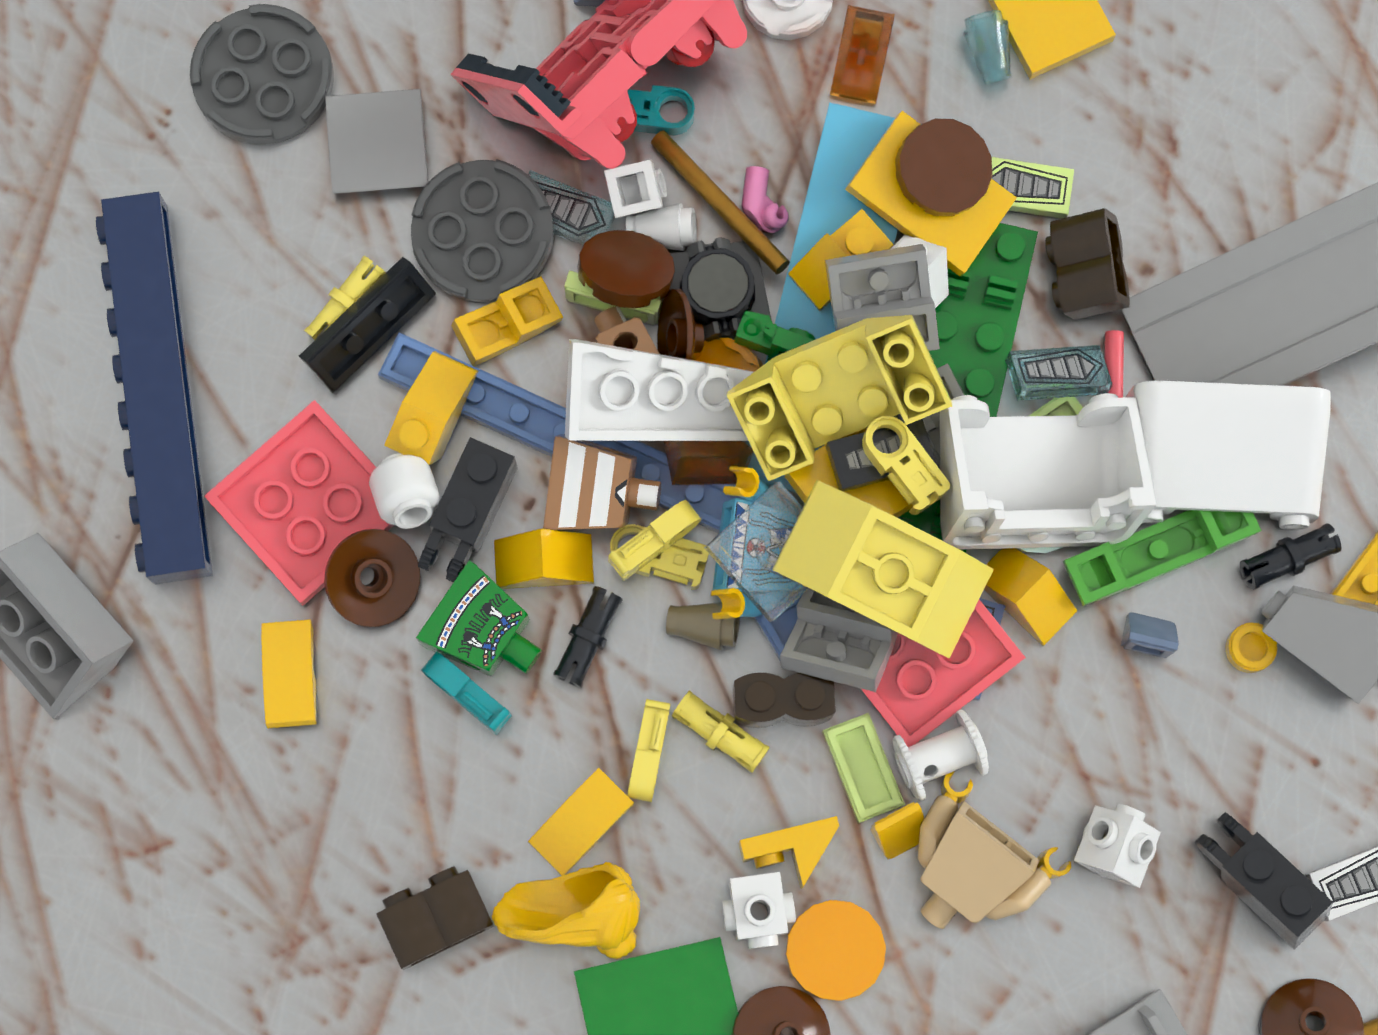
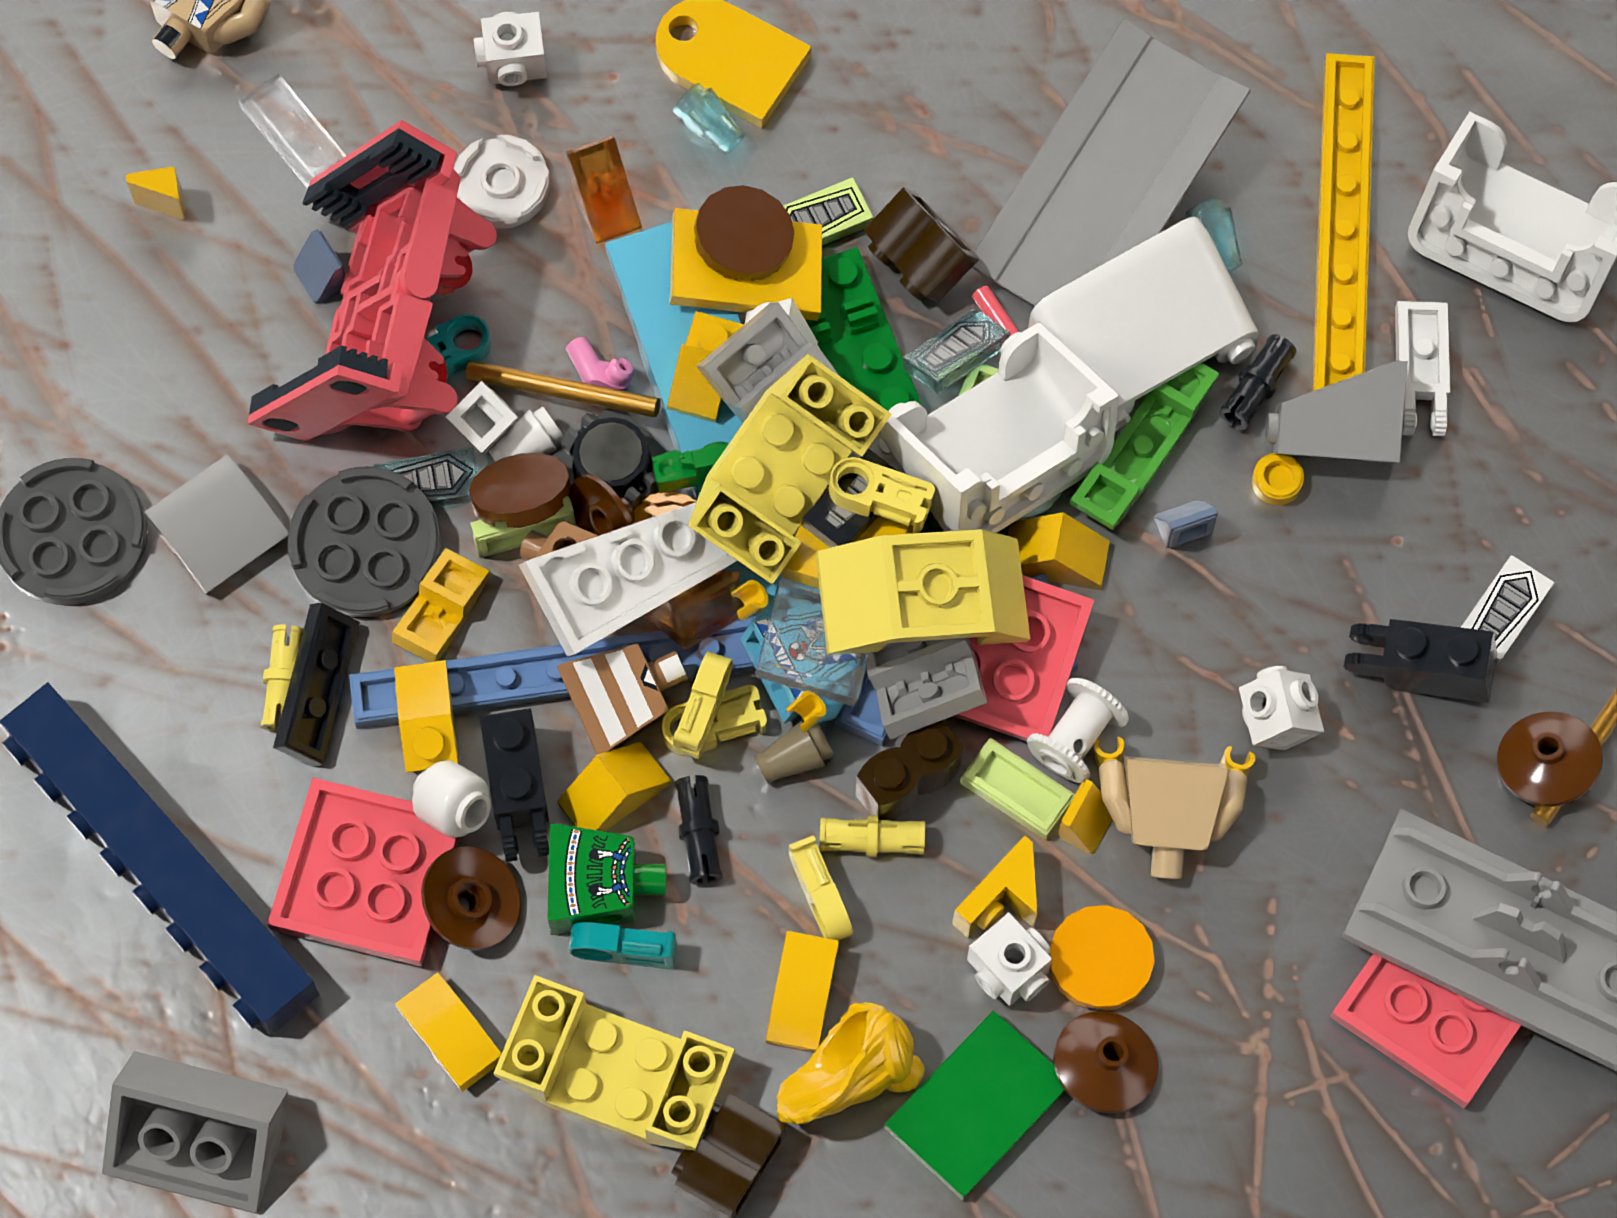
camera: 30 degrees left, 10 degrees down
(392, 787) = (612, 1068): none -> light yellow slope
(1346, 407) = (1221, 227): none -> clear light blue cone

